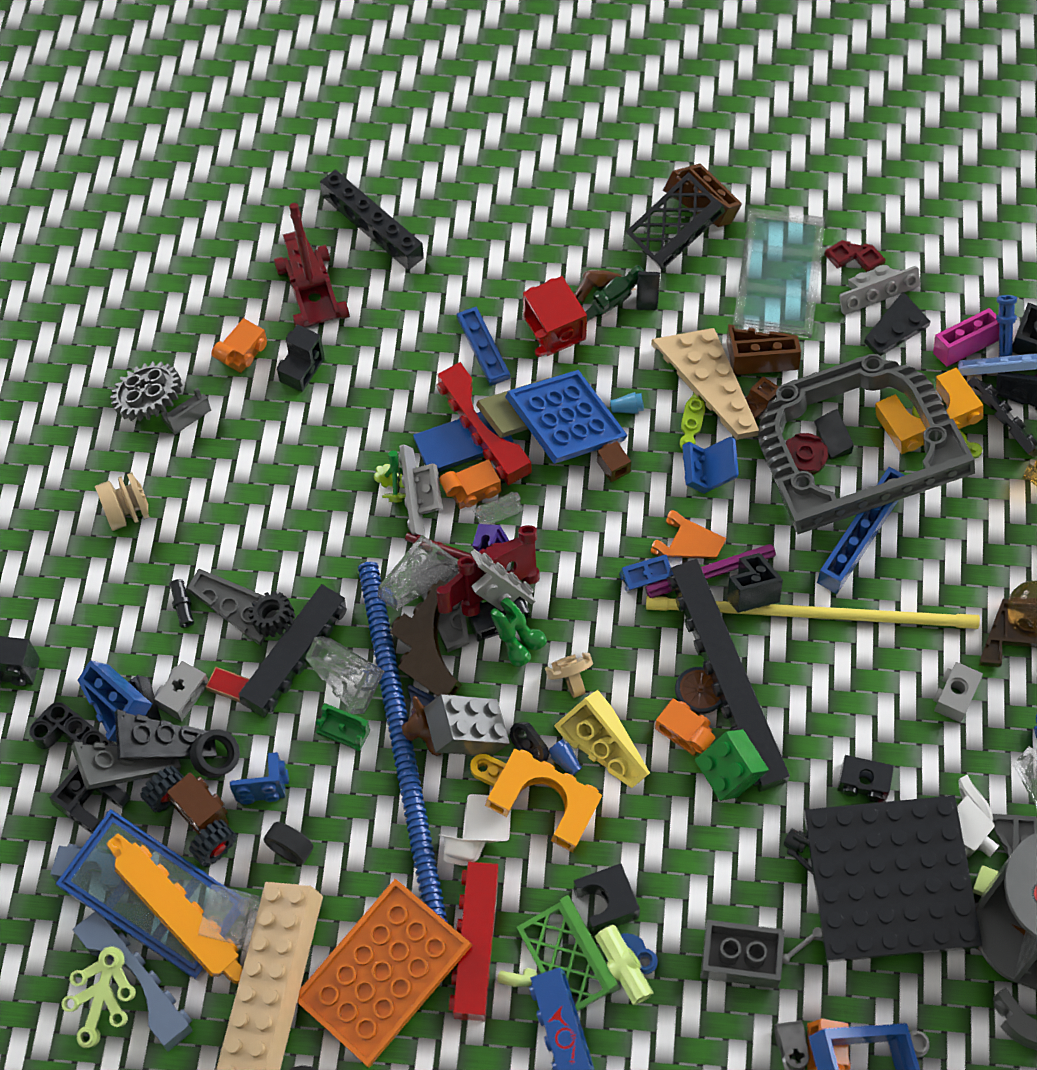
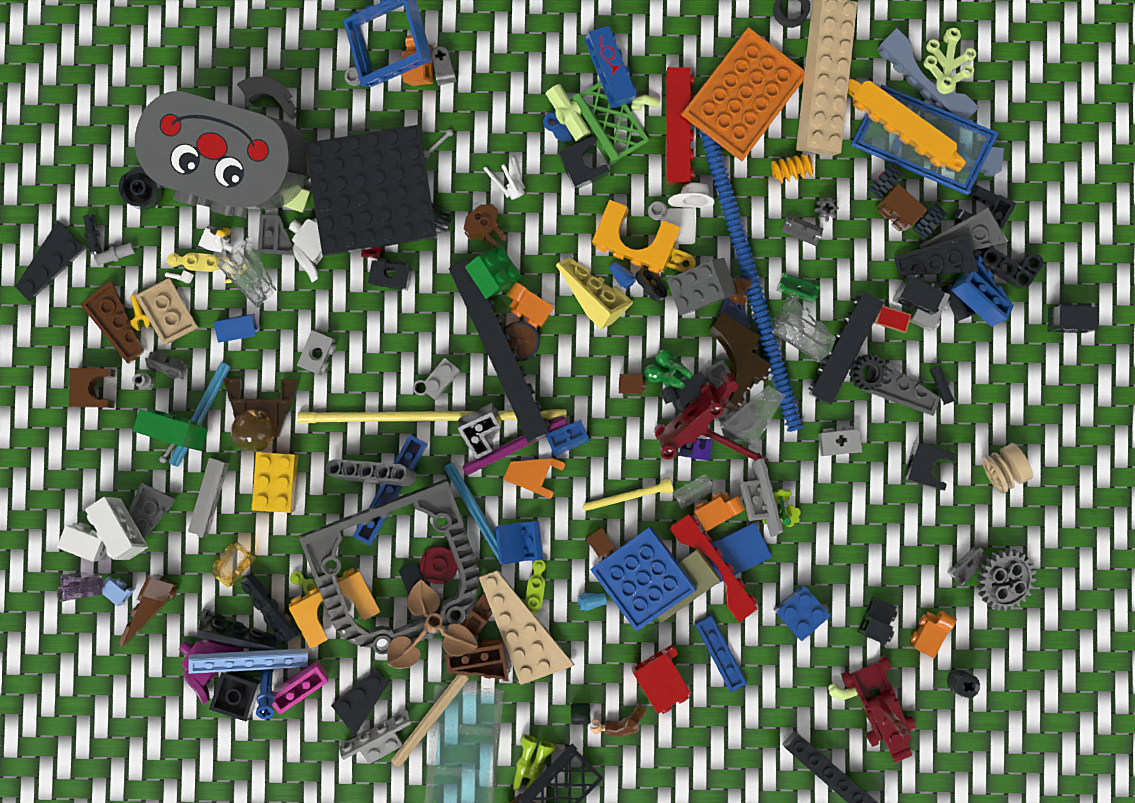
camera: 170 degrees right, 25 degrees up
(196, 697) = (918, 294): none -> black brick
(215, 292) = (959, 677): none -> black piece
(223, 518) = (919, 465): none -> black piece
(230, 916) = (863, 122): clear bracket -> none
(232, 752) = (905, 264): black tyre -> none
(263, 788) = (844, 238): blue bracket -> none
(288, 843) = (827, 186): black tyre -> none
(293, 811) = (829, 205): none -> dark grey gear
(325, 541) = (851, 442): none -> light grey brick
(327, 798) = (802, 230): none -> dark grey hinge
(330, 872) = (792, 168): none -> light orange piece
(349, 297) = (841, 694): none -> yellowish green arm
(386, 375) = (802, 613): none -> blue brick
(498, 583) = (686, 405): light grey bracket -> none
(513, 835) = (657, 210): none -> light grey plate
(532, 515) = (664, 486): none -> light yellow piece
(563, 629) = (631, 384): none -> reddish brown brick
(569, 669) = (624, 346): tan tile -> none
(613, 293) = (611, 710): dark green animal -> none
(701, 876) = (514, 189): none -> white plant
(703, 245) = (524, 765): none -> lime piece
(739, 826) = (485, 226): none -> reddish brown hinge
(742, 954) = (481, 128): dark grey brick -> none
(765, 513) = (472, 506): none -> dark azure axle
(786, 363) = (421, 601): none -> medium nougat plant
(804, 649) = (438, 379): none -> light grey hinge
(820, 297) = (429, 720): none -> tan axle
(865, 255) = (388, 776): dark red tile -> none
(920, 553) = (360, 472): none -> dark grey beam
(1004, 548) = (275, 482): none -> yellow brick

